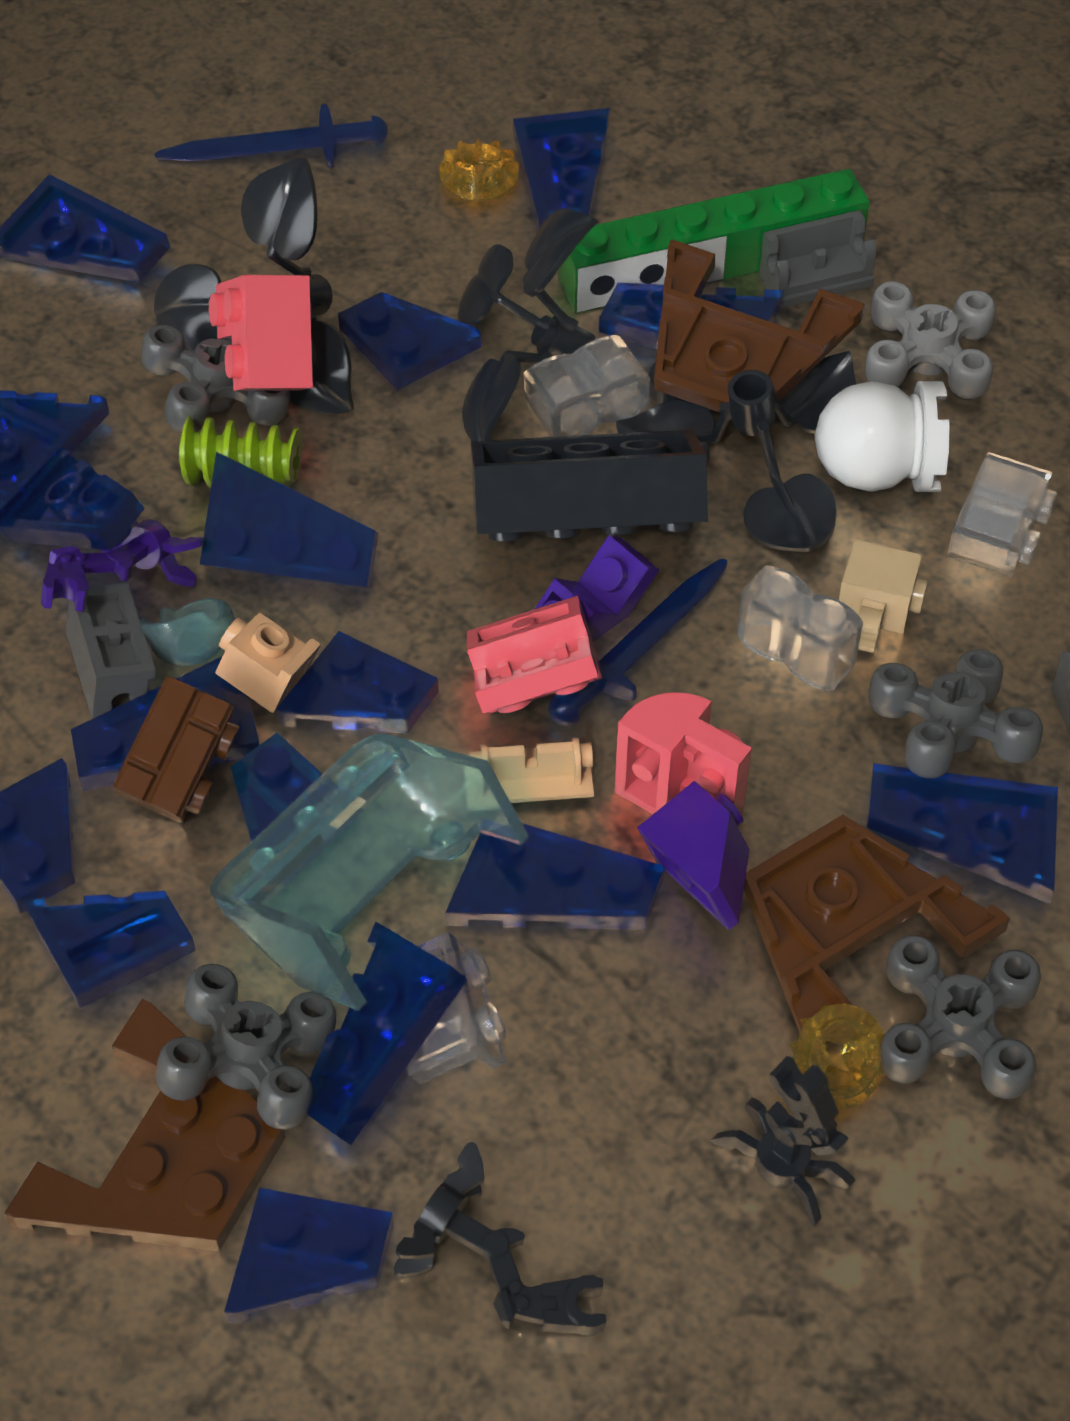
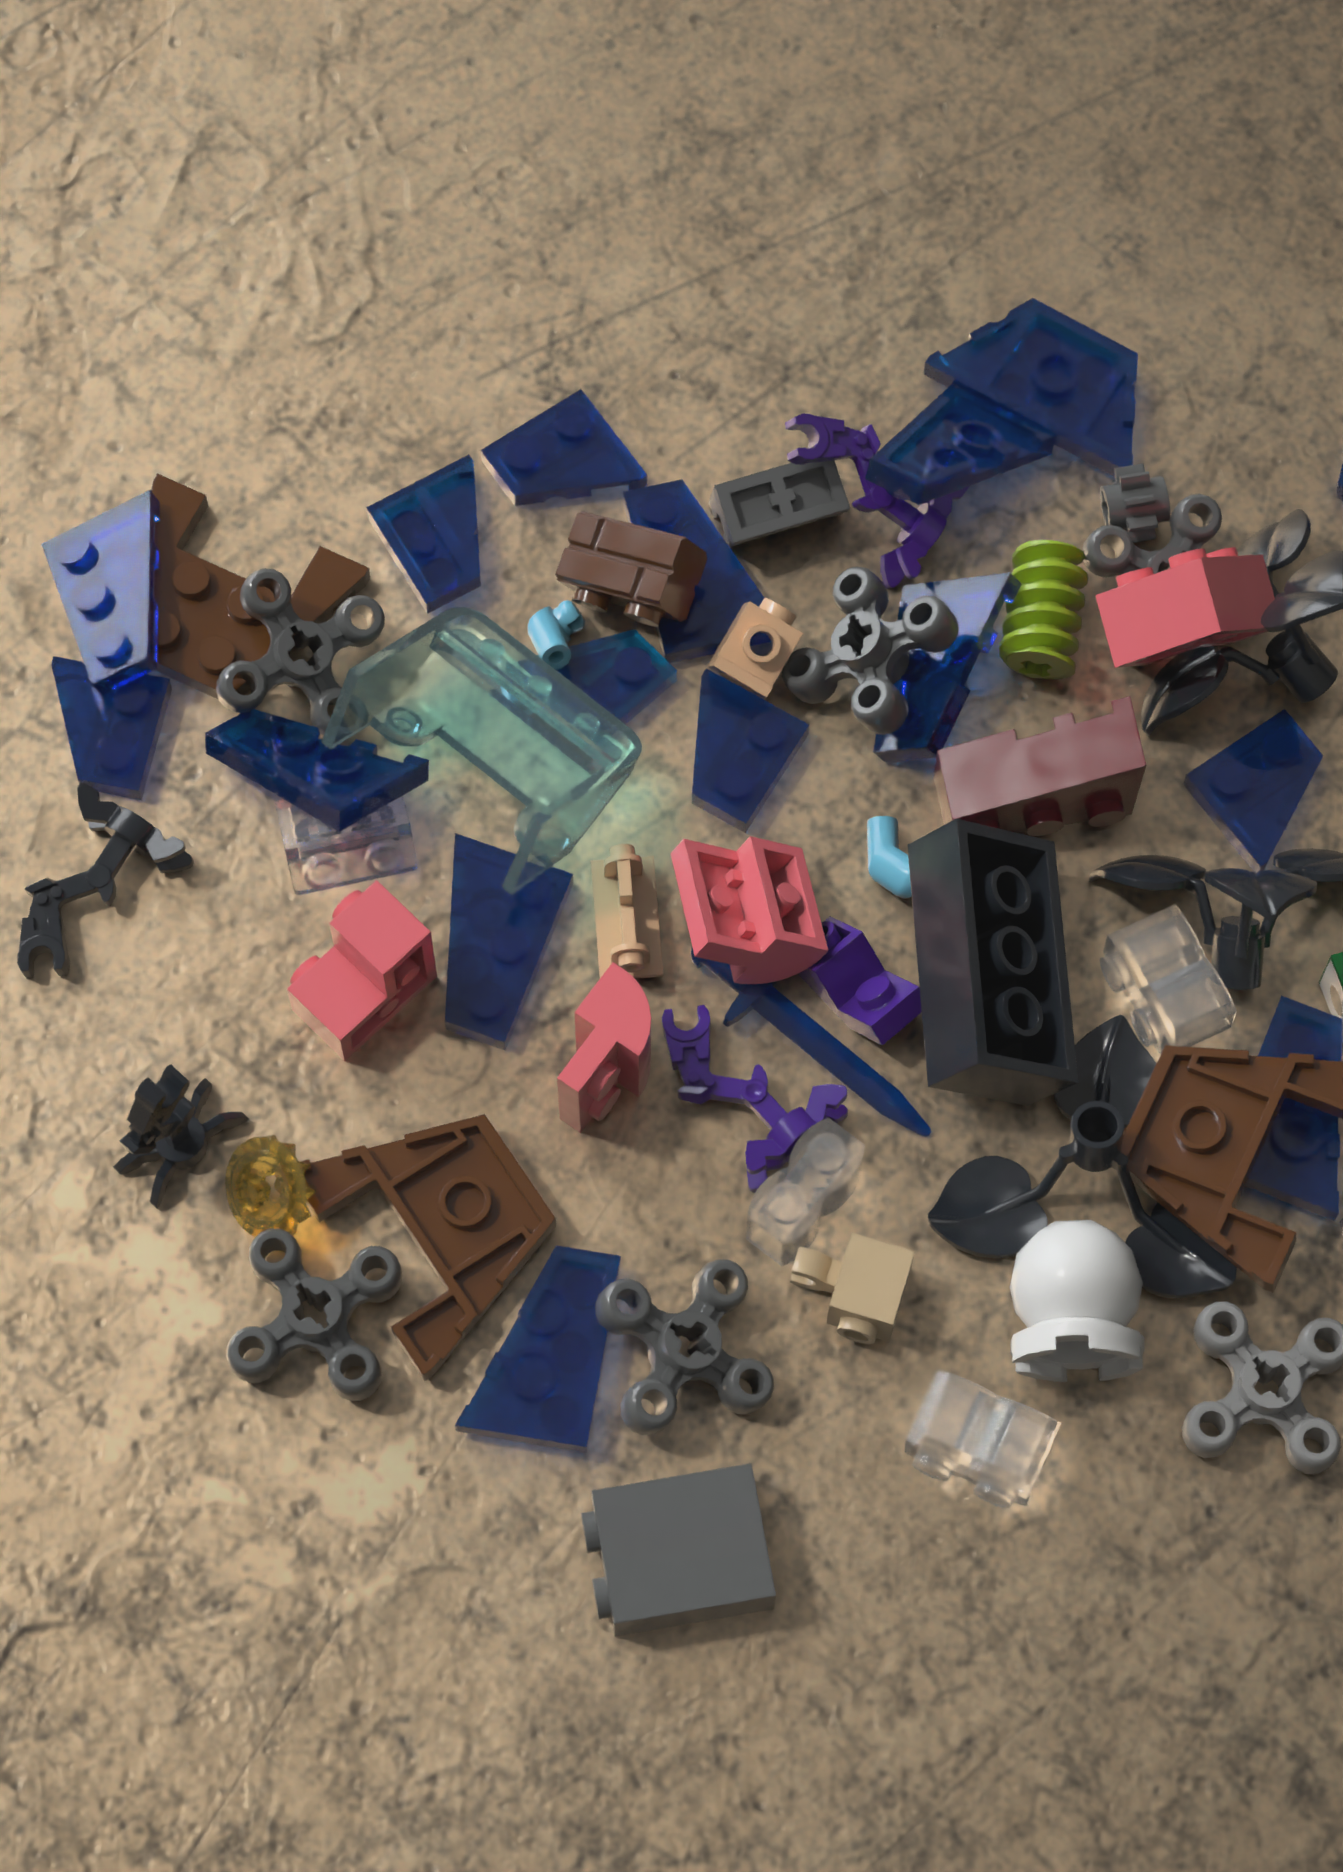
camera: 90 degrees right, 15 degrees up
(137, 394) = (1135, 502): none -> dark grey gear
(151, 1246) = (108, 590): none -> clear blue wing
(189, 633) = (797, 573): clear light blue hair -> none
(231, 834) = (551, 632): none -> medium azure arm
(272, 541) = (870, 650): none -> dark grey gear
(403, 452) = (1047, 779): none -> wedge
(476, 577) = (885, 860): none -> medium azure arm
(601, 975) = (369, 974): none -> coral brick
(701, 849) = (496, 1068): dark purple slope -> none
(740, 643) = (692, 1057): none -> dark purple piece

